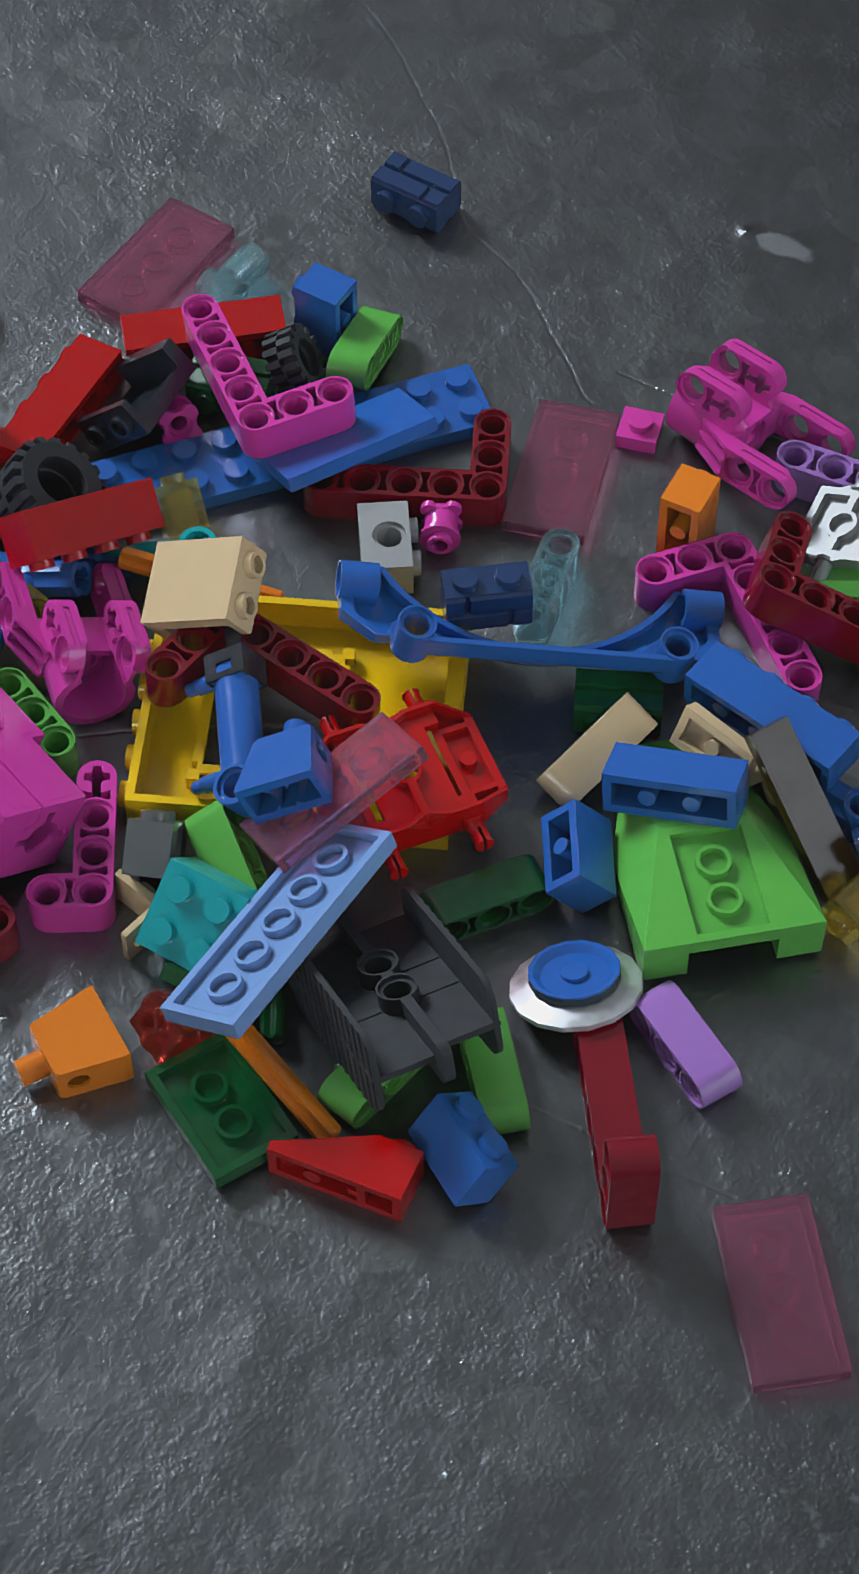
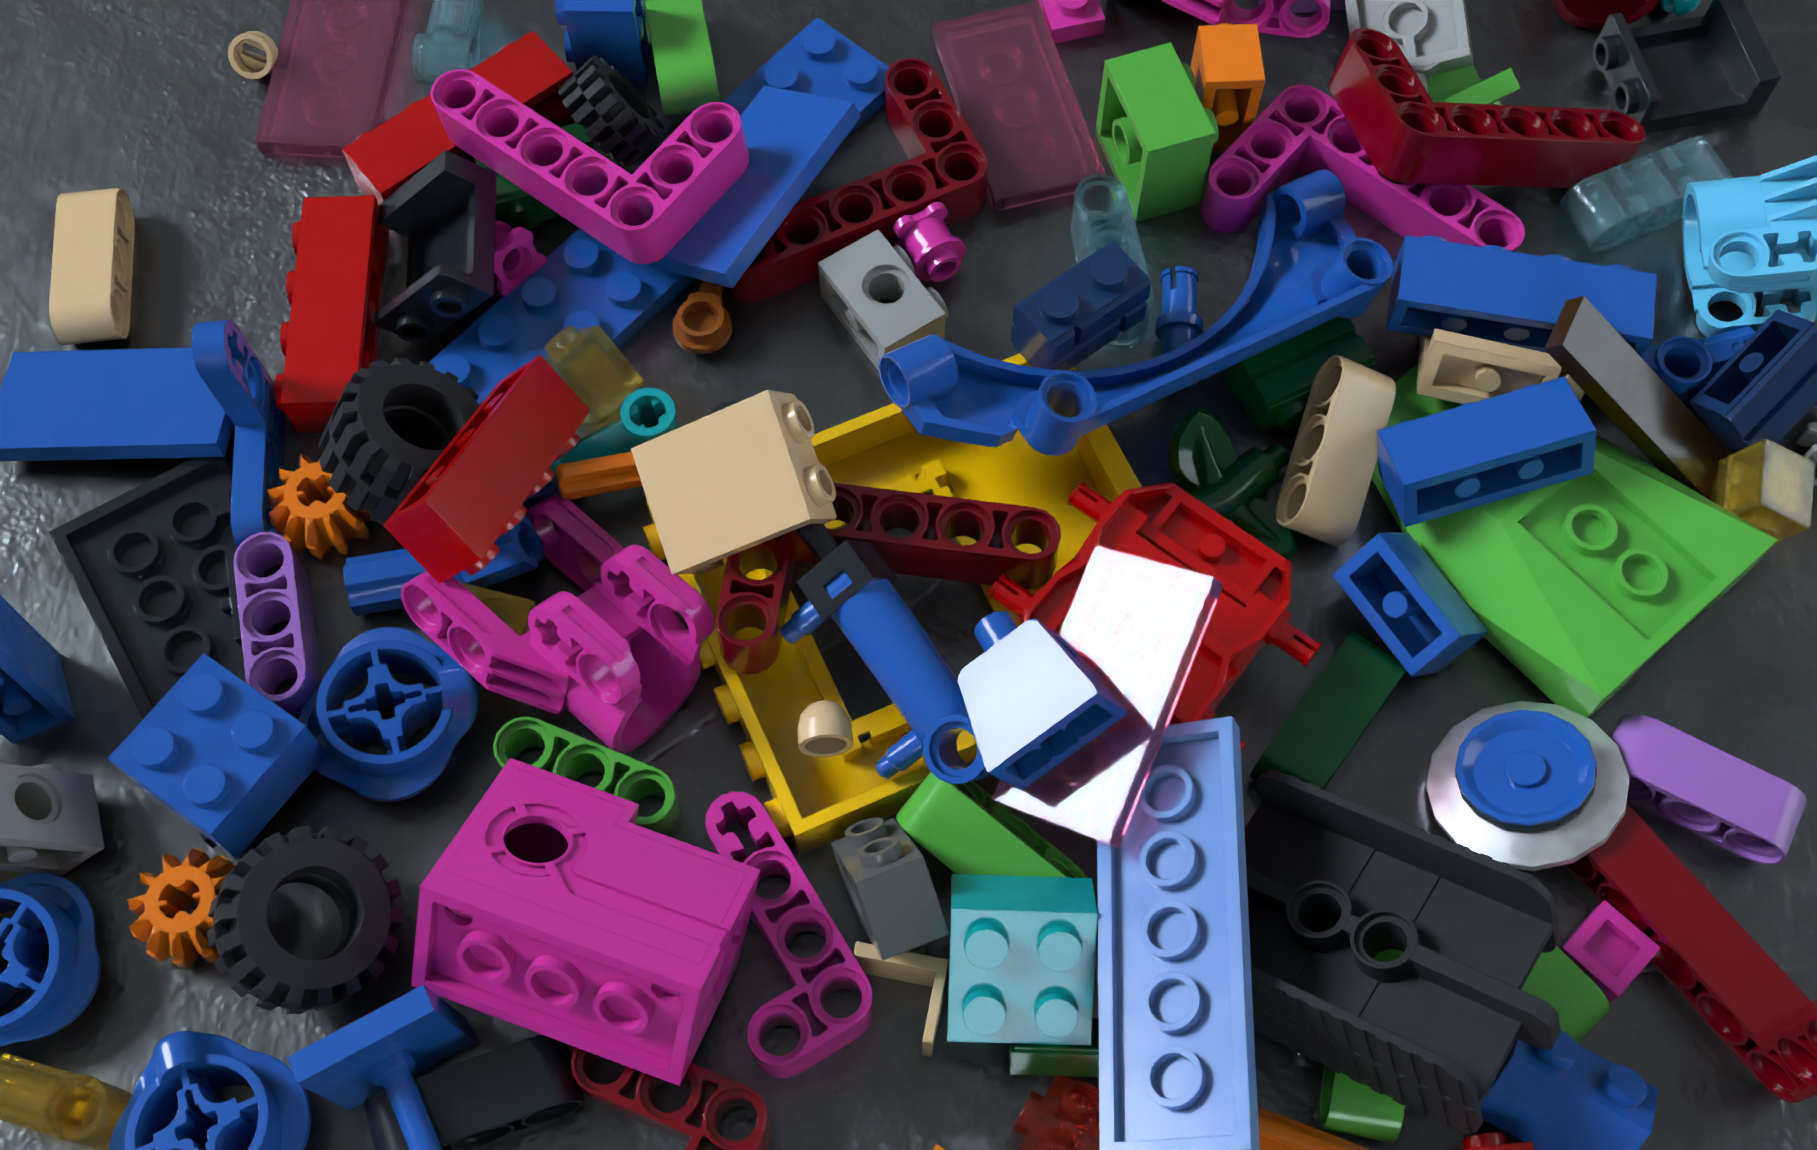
camera: 30 degrees left, 10 degrees up
(104, 244) = (249, 63): none -> tan hinge
(174, 750) = (824, 730): none -> tan hinge
(272, 509) = (702, 321): none -> dark orange plate
(520, 747) = (1208, 469): none -> dark green plant
(557, 1097) = (1609, 950): none -> dark pink plate
(568, 635) = (1178, 309): none -> blue pin
(624, 519) = (1155, 130): none -> bright green brick

